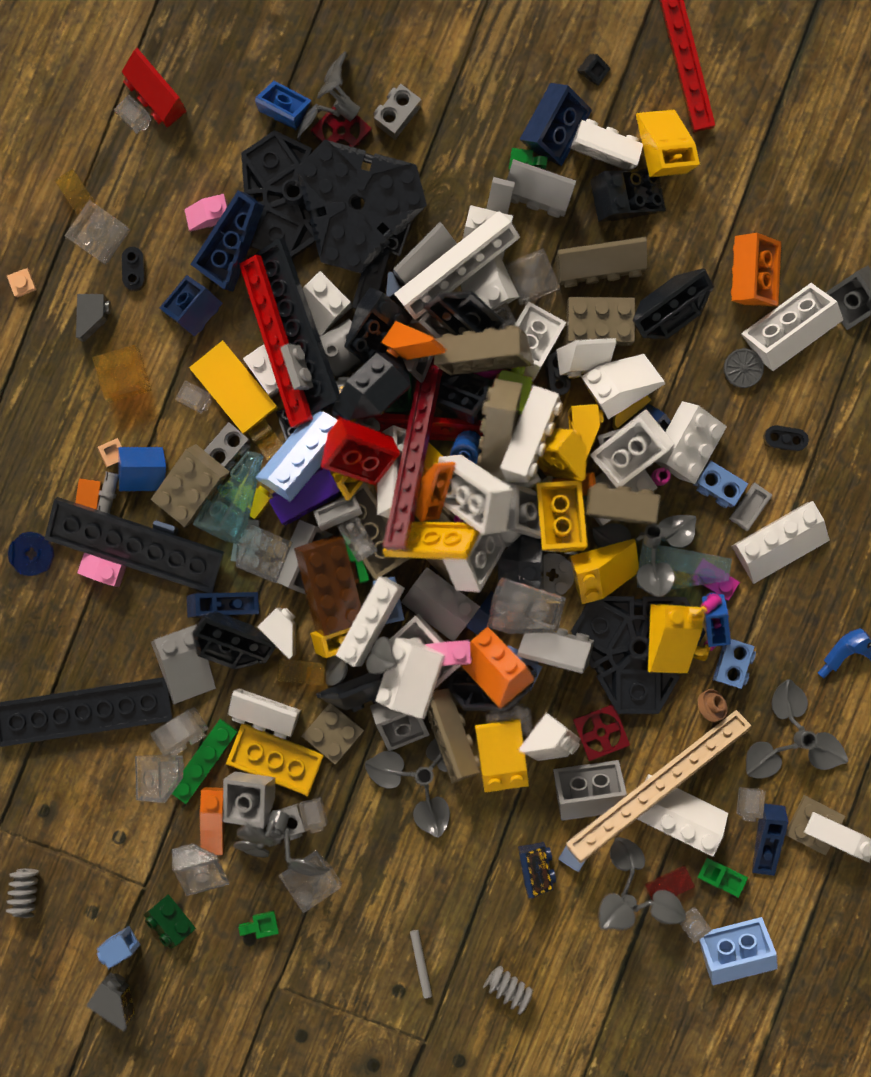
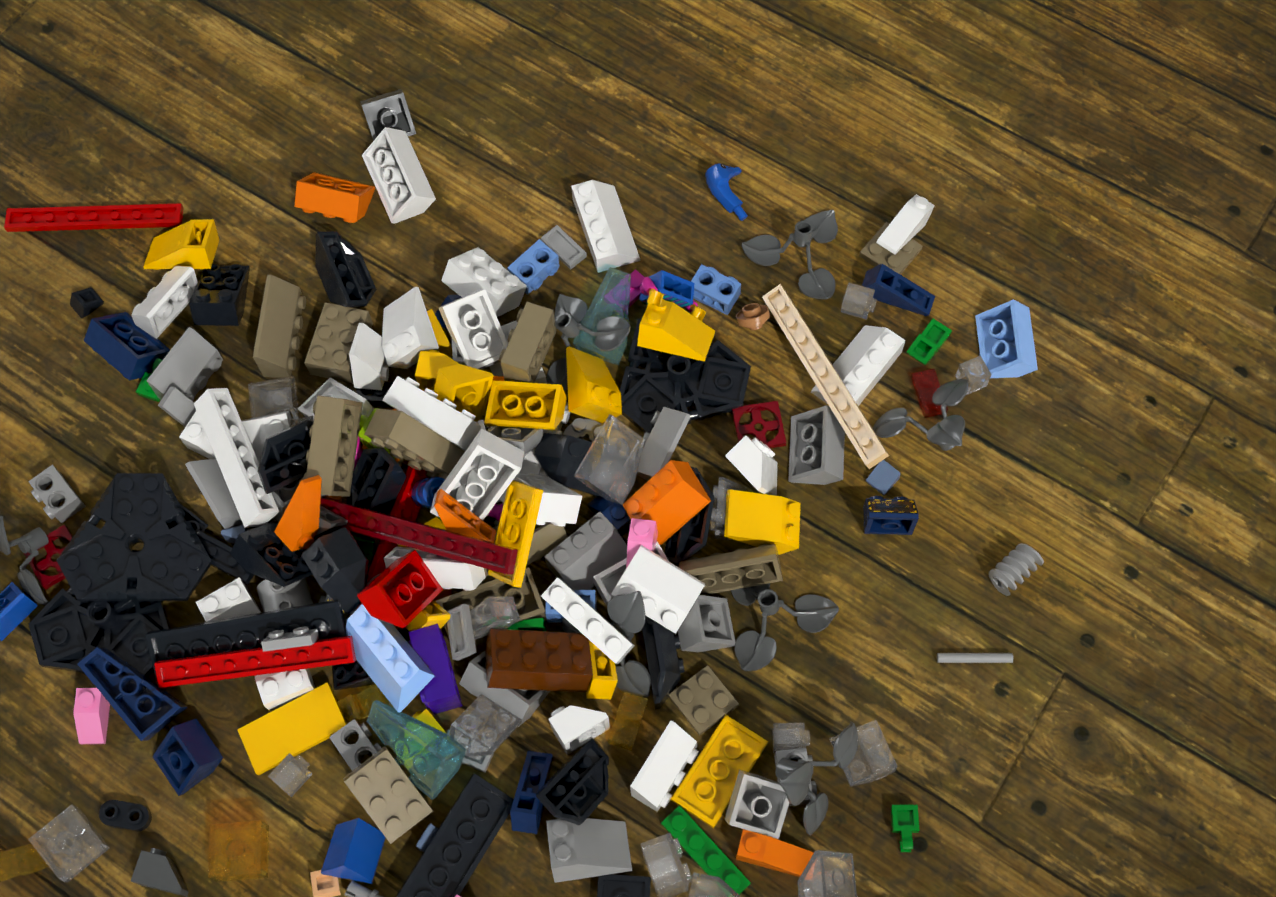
camera: 75 degrees left, 20 degrees down
(664, 474) = (509, 311): dark pink pin -> none
(743, 368) = (425, 226): dark grey wheel -> none
(785, 437) = (503, 204): black plate -> none

